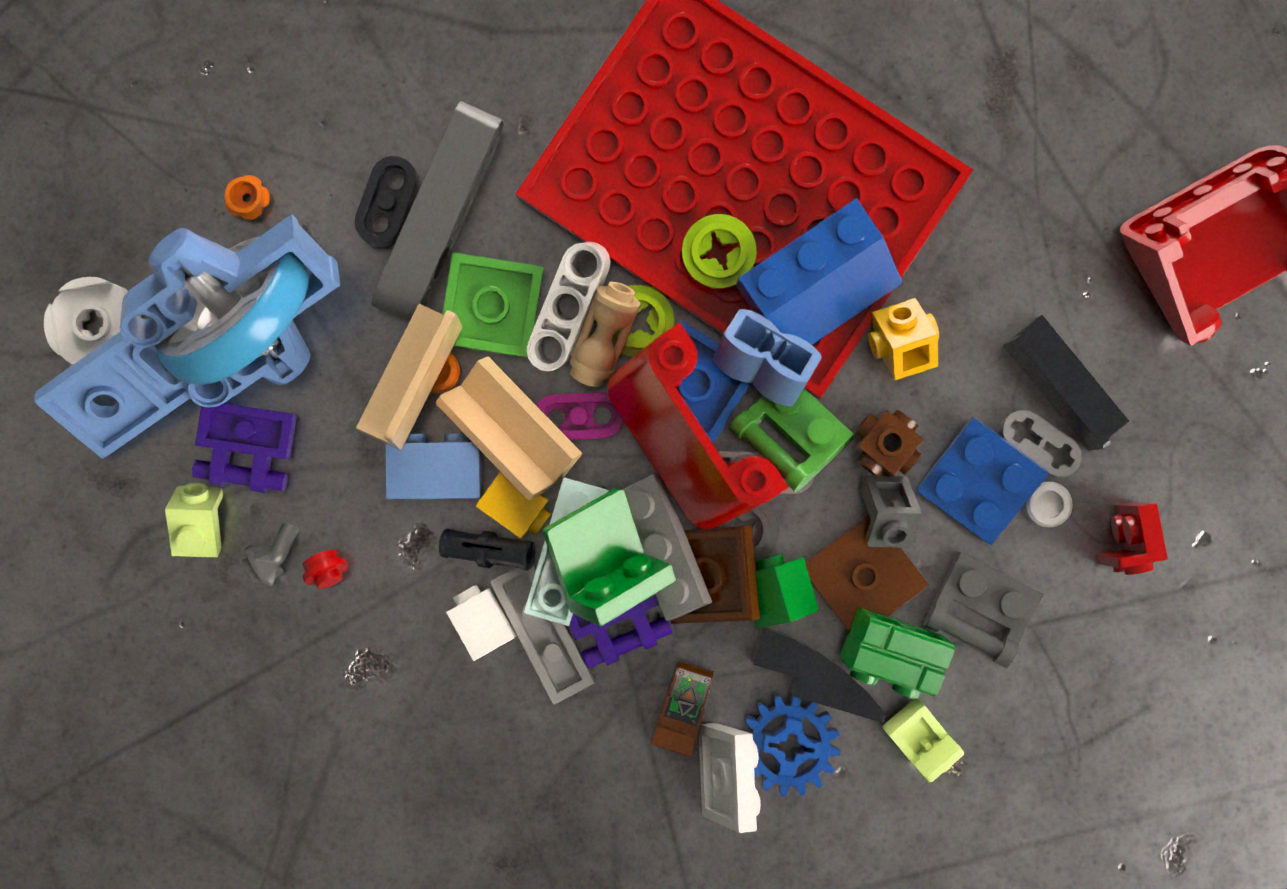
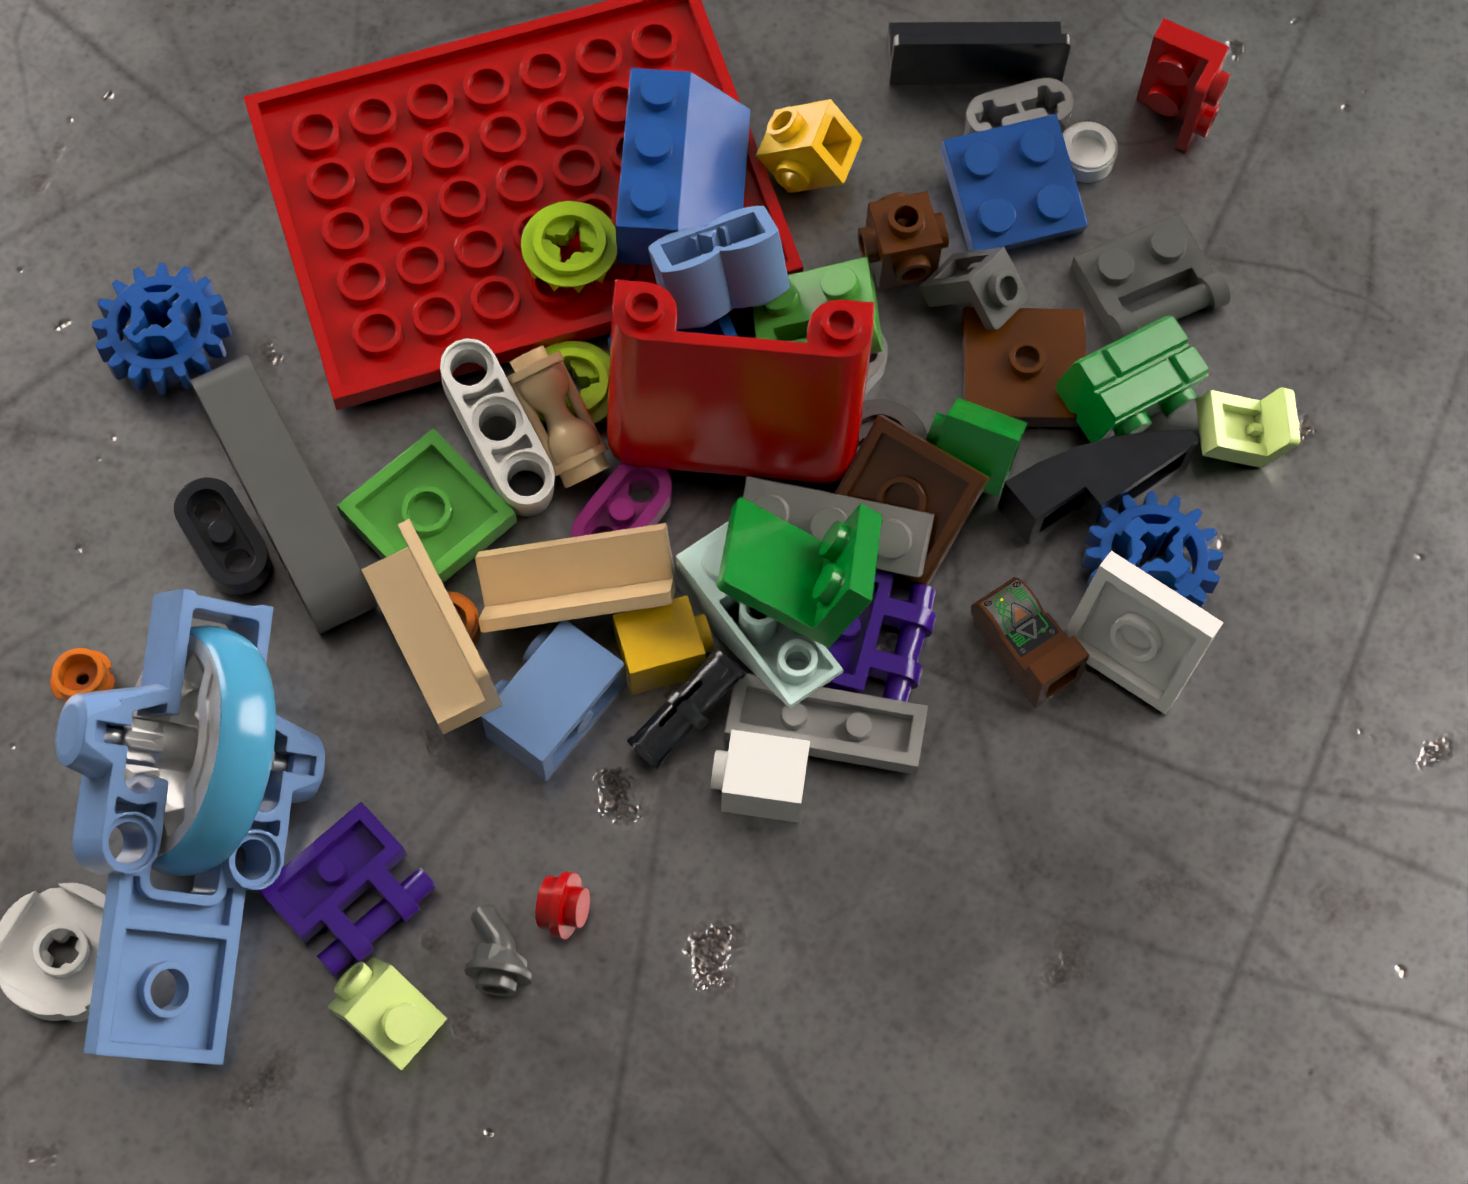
camera: 55 degrees left, 20 degrees down
(464, 51) = (161, 328): none -> blue gear

